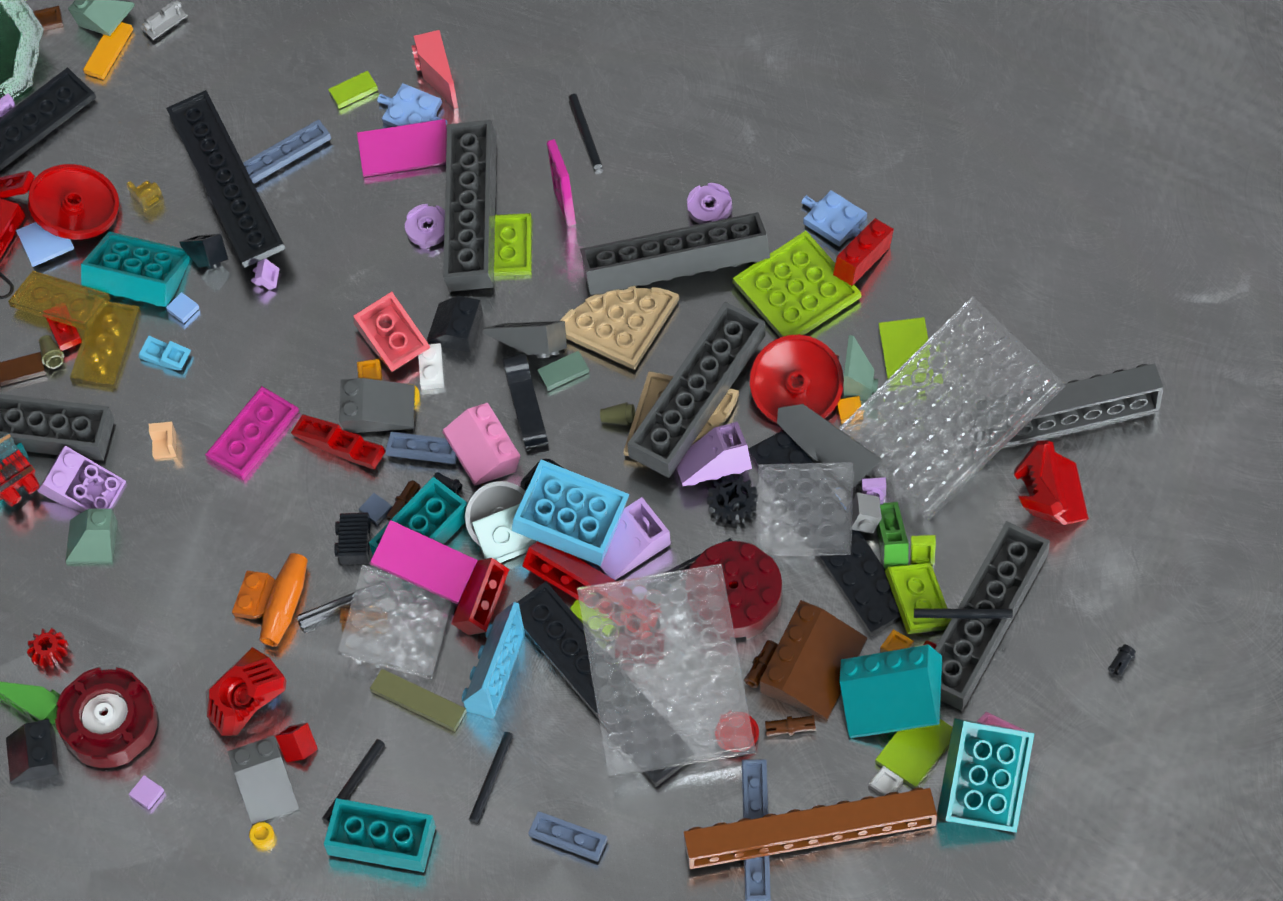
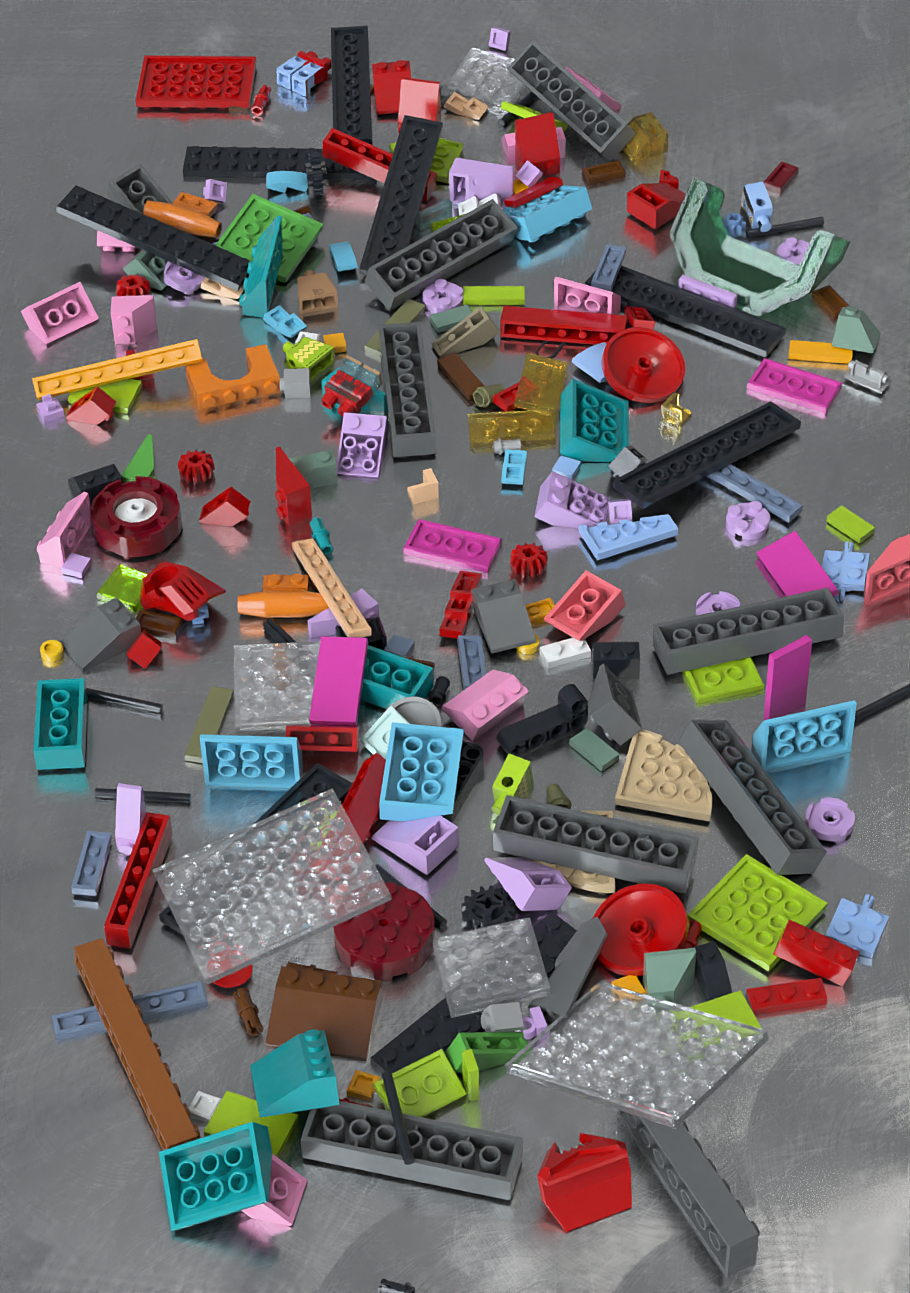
camera: 70 degrees right, 15 degrees down
(101, 791) = (66, 532): none -> bright pink slope
(124, 561) = (292, 491): none -> red slope
(124, 631) = (225, 509): none -> red slope
(131, 356) = (500, 445): none -> light grey pin
(145, 84) = (794, 385): none -> dark pink tile
(194, 548) = (321, 536): none -> teal axle
(198, 747) = (125, 585): none -> clear neon green tile
(239, 314) = (569, 503): none -> lavender slope
(262, 724) = (160, 624): none -> reddish brown tile
(286, 548) = (331, 588): none -> light nougat tile
(298, 277) = (627, 535): none -> light blue wing
(303, 368) = (528, 560): none -> red gear
(316, 160) = (748, 511): none -> lavender plate
(319, 540) = (325, 622): none -> lavender slope
(543, 785) = (129, 816): none -> lavender slope
(596, 445) = (513, 780): none -> lime torso
(609, 792) = (138, 880): none -> red brick
(615, 192) = (804, 736): none -> medium azure slope
(866, 337) = (711, 971): none -> black slope
(891, 290) = (786, 996): none -> red plate

